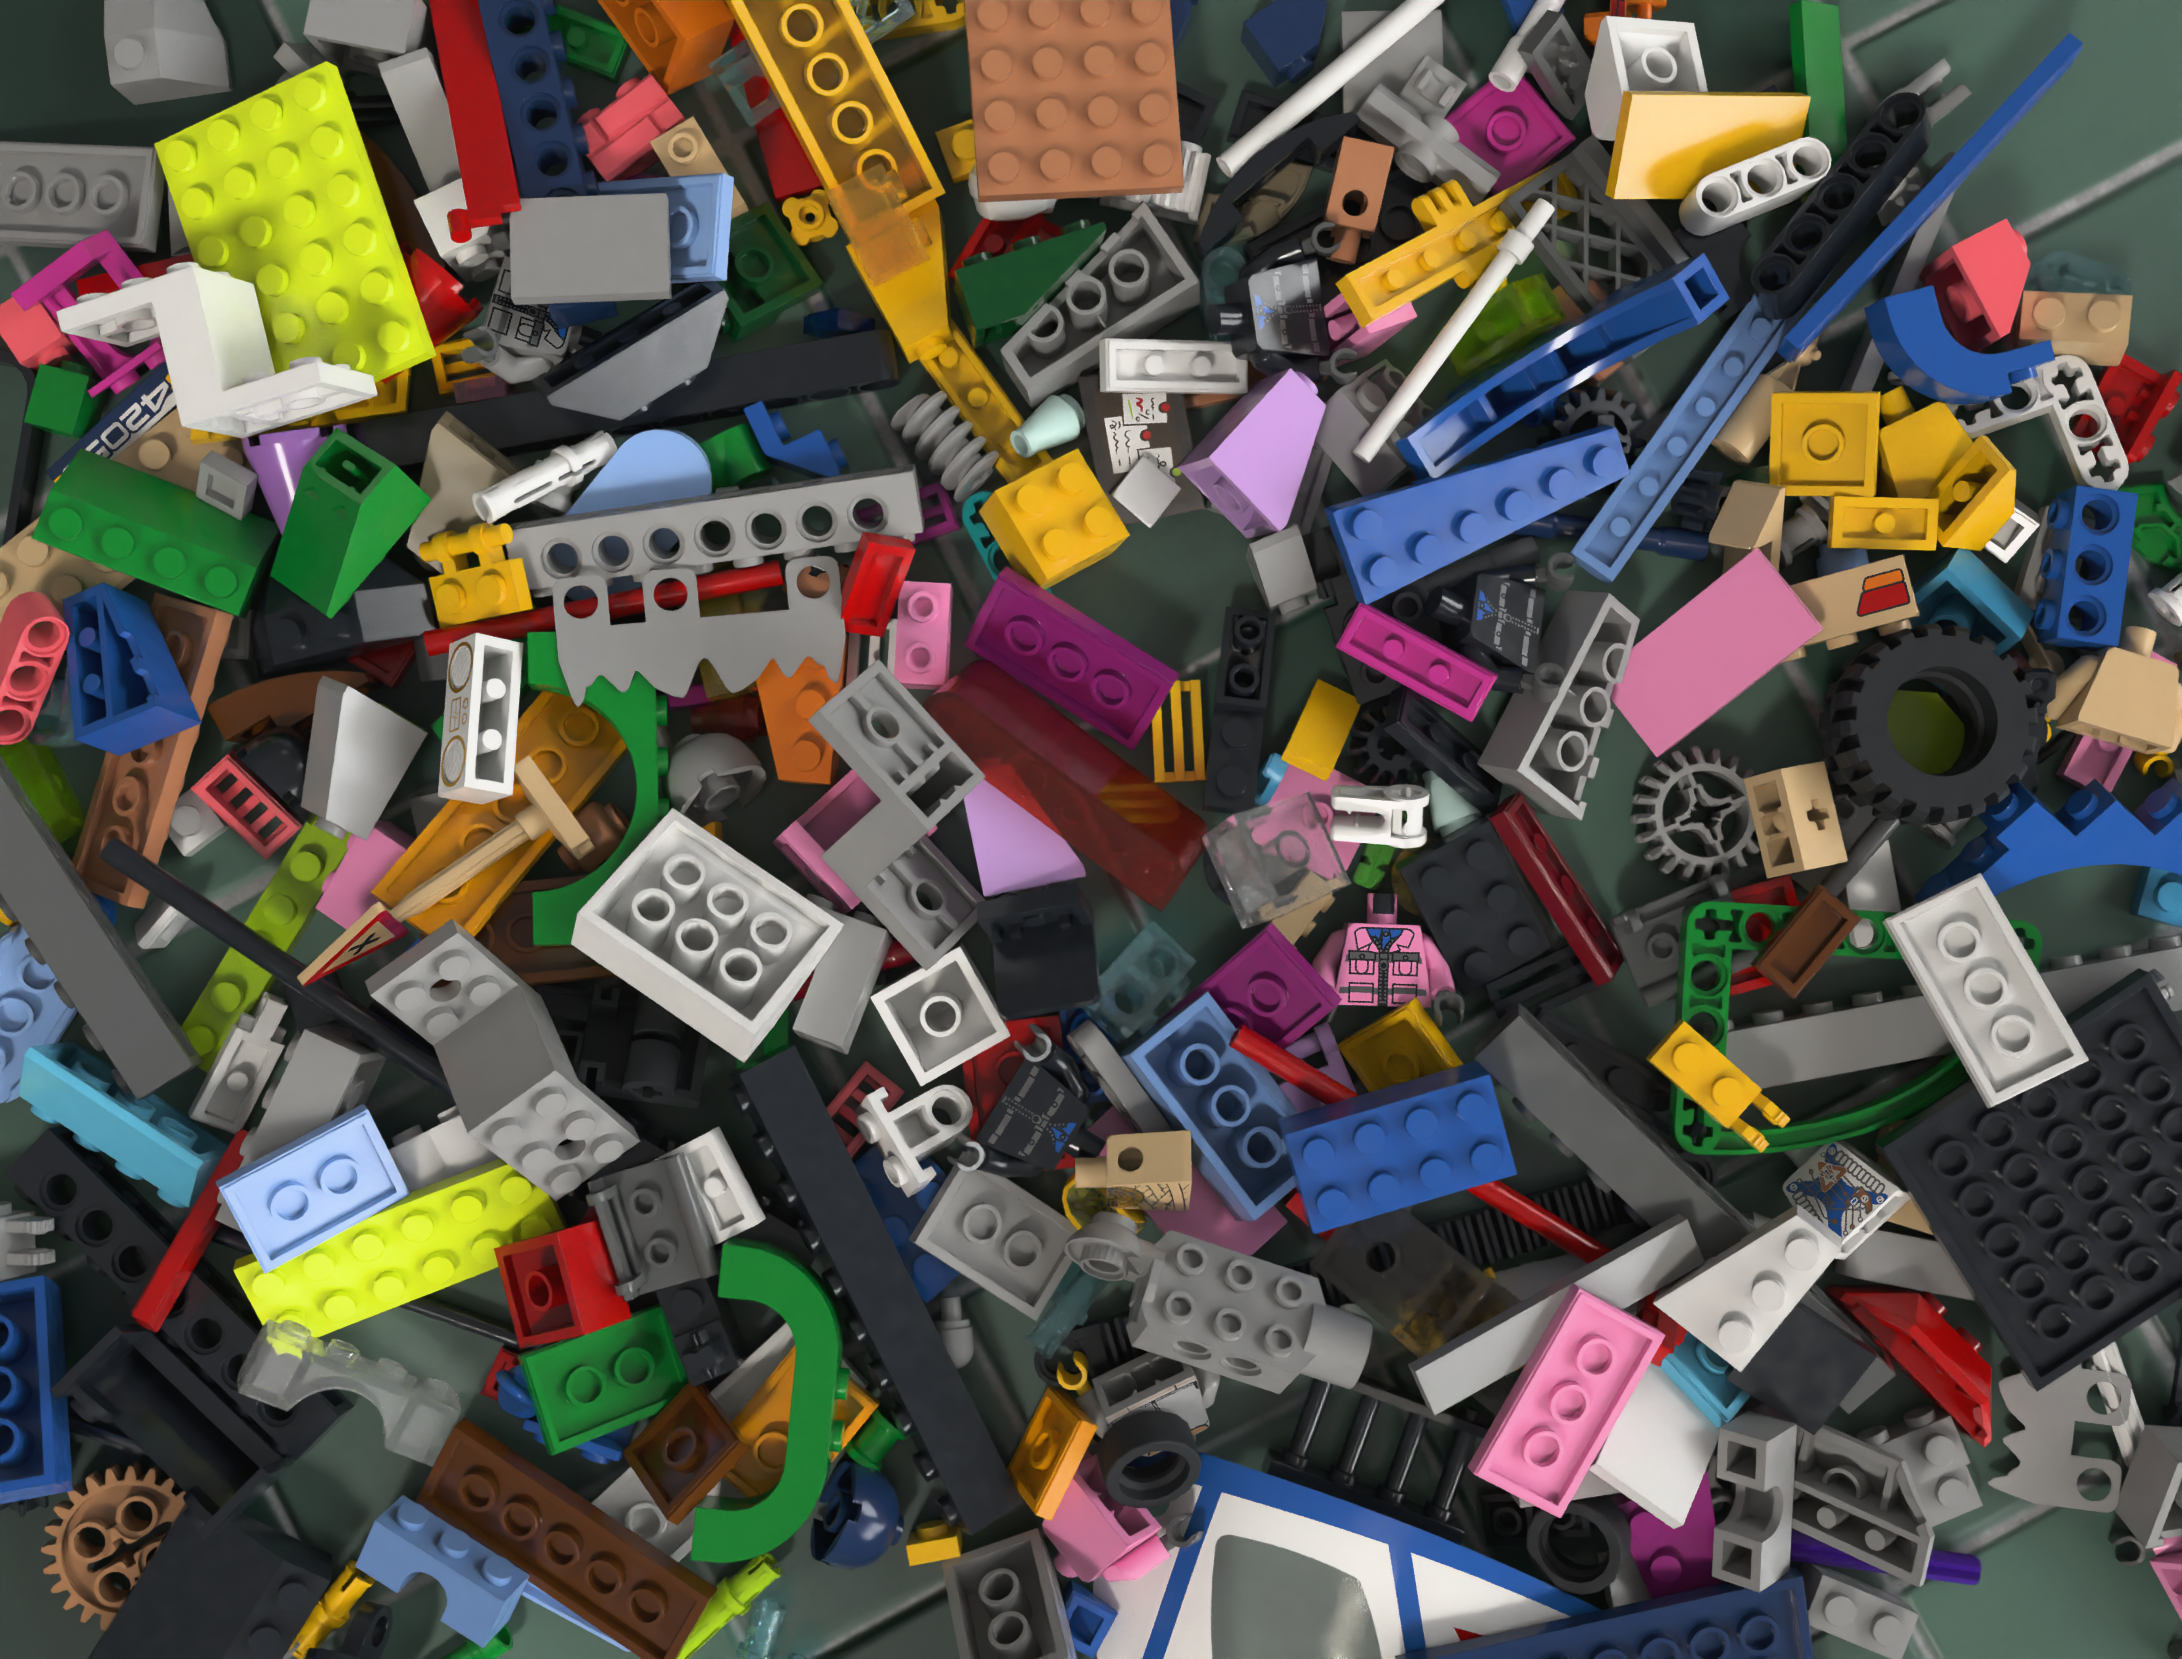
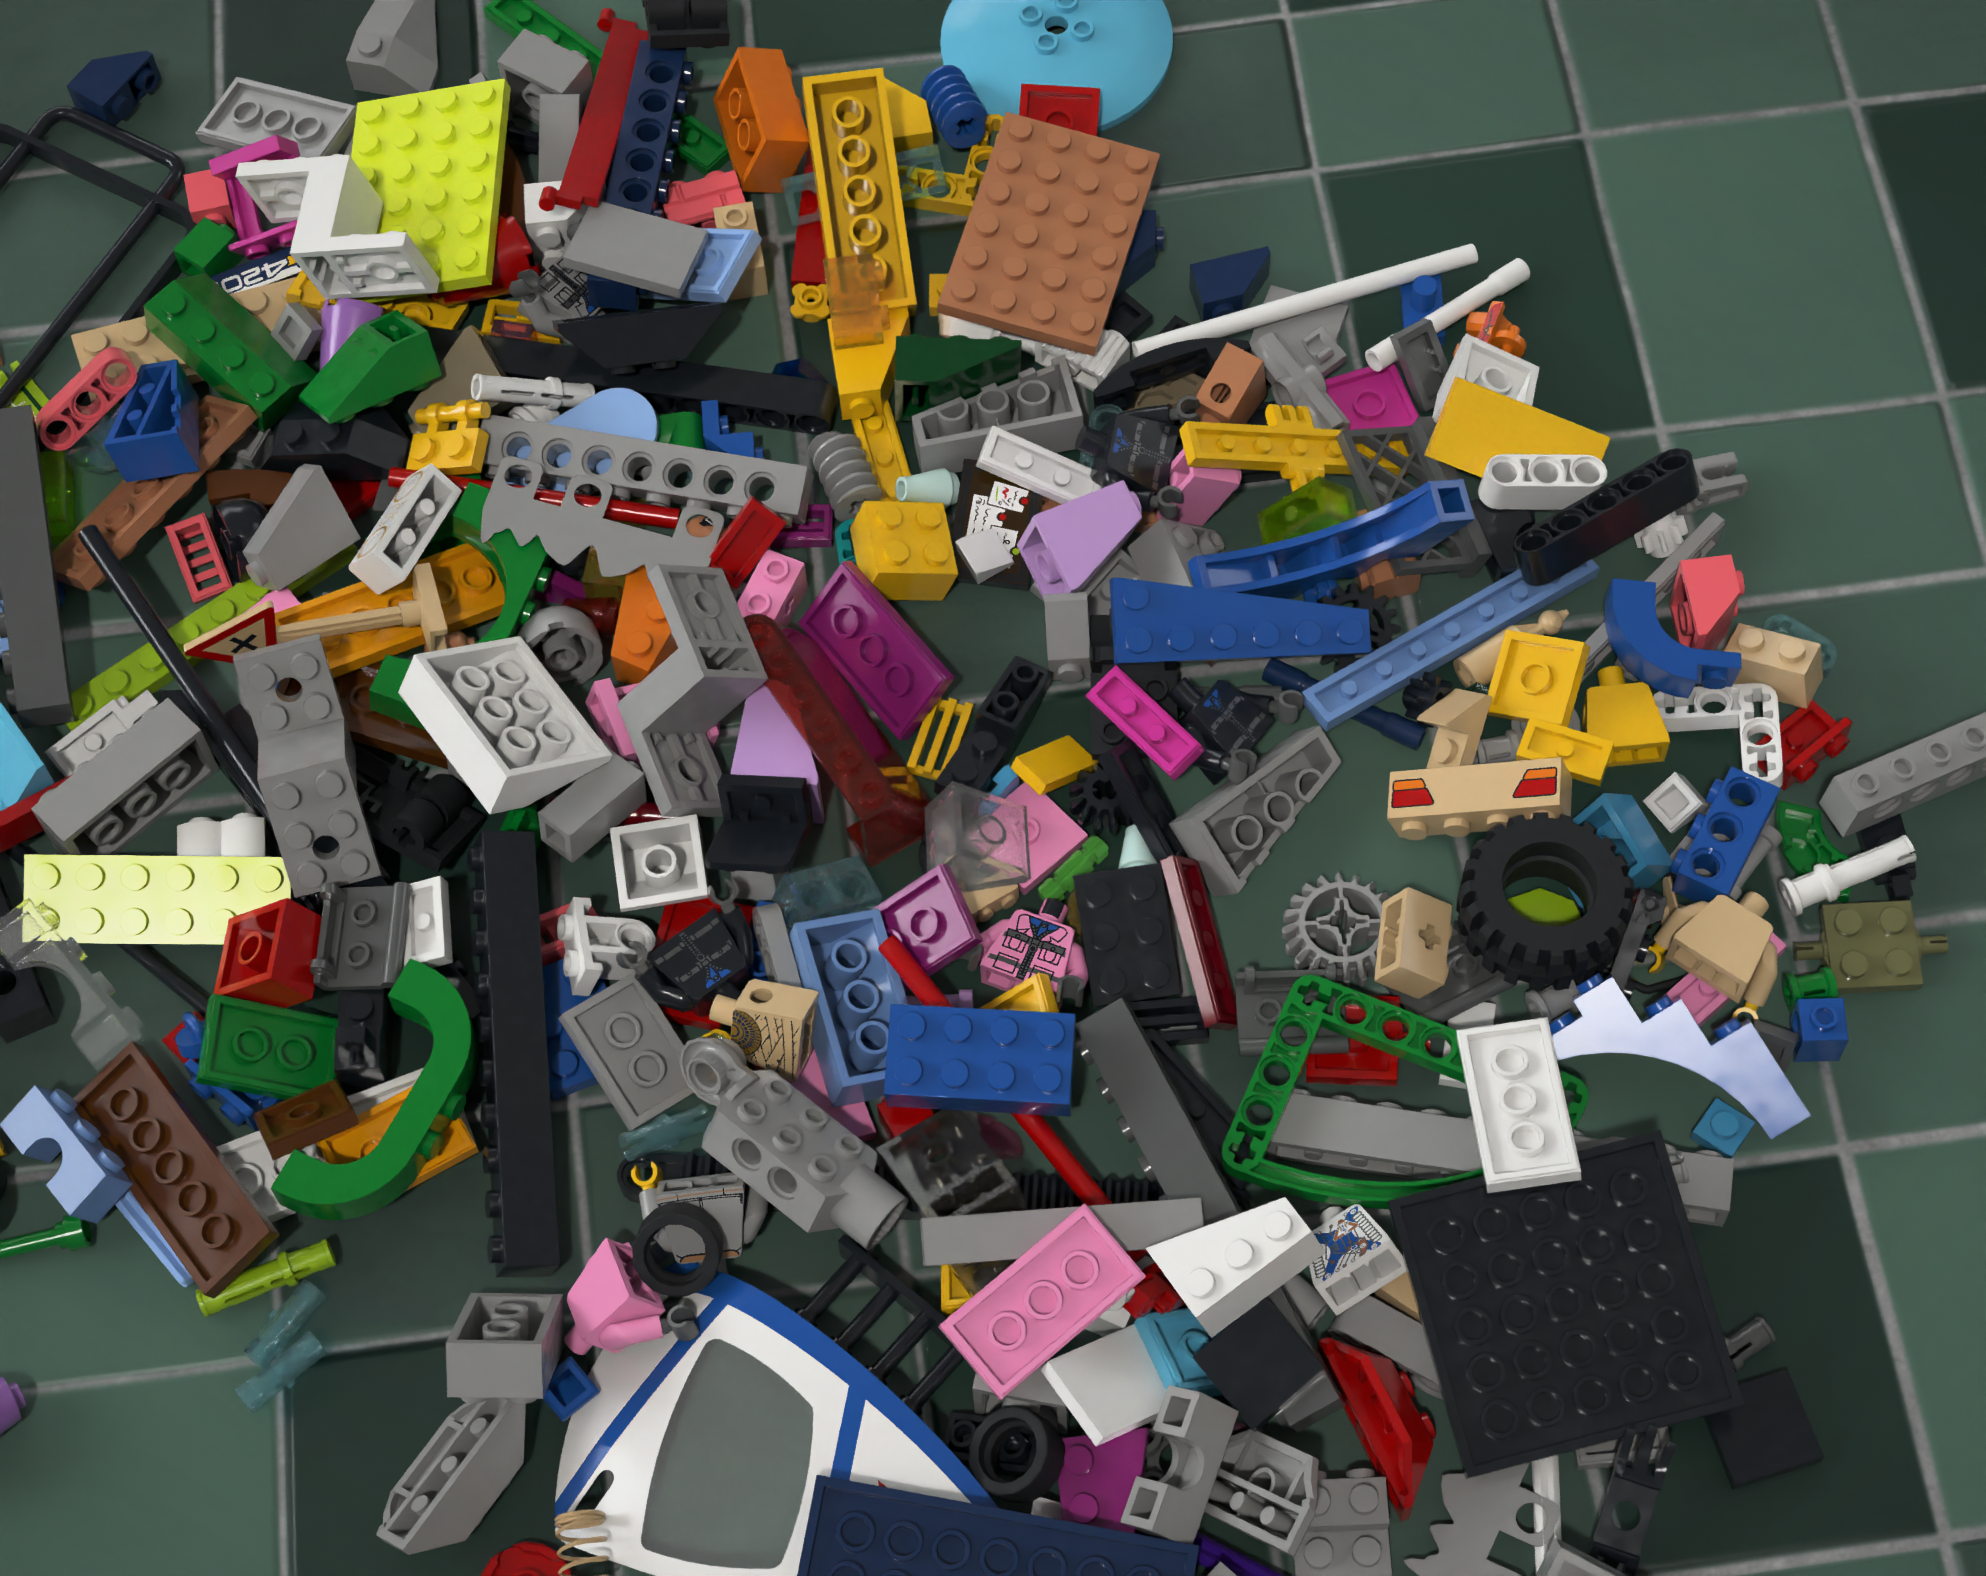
camera: 25 degrees right, 25 degrees down
(158, 925) = (96, 619): white slope -> none
(194, 824) = (153, 559): white plate -> none
(313, 1188) = (117, 810): light blue tile -> none
(763, 273) = (753, 323): dark green plate -> none
(858, 1519) = (419, 1235): dark blue cylinder -> none
(874, 1440) = (462, 1183): green bush -> none
(933, 1542) = (470, 1278): yellow plate -> none
(955, 1331) = (565, 1123): light grey cylinder -> none
(1051, 1451) = (600, 1229): light orange tile -> none
(1390, 804) = (1090, 836): white piece -> none
(1512, 250) = (1329, 458): white bar -> none
(1712, 652) = (1387, 800): bright pink tile -> none
(1713, 1082) = (1267, 1112): yellow hinge -> none
(1805, 941) = (1384, 1028): reddish brown tile -> none
(1819, 74) = (1632, 429): green tile -> none
(1930, 198) = (1677, 531): blue tile -> none
(1975, 497) = (1645, 756): yellow slope -> none

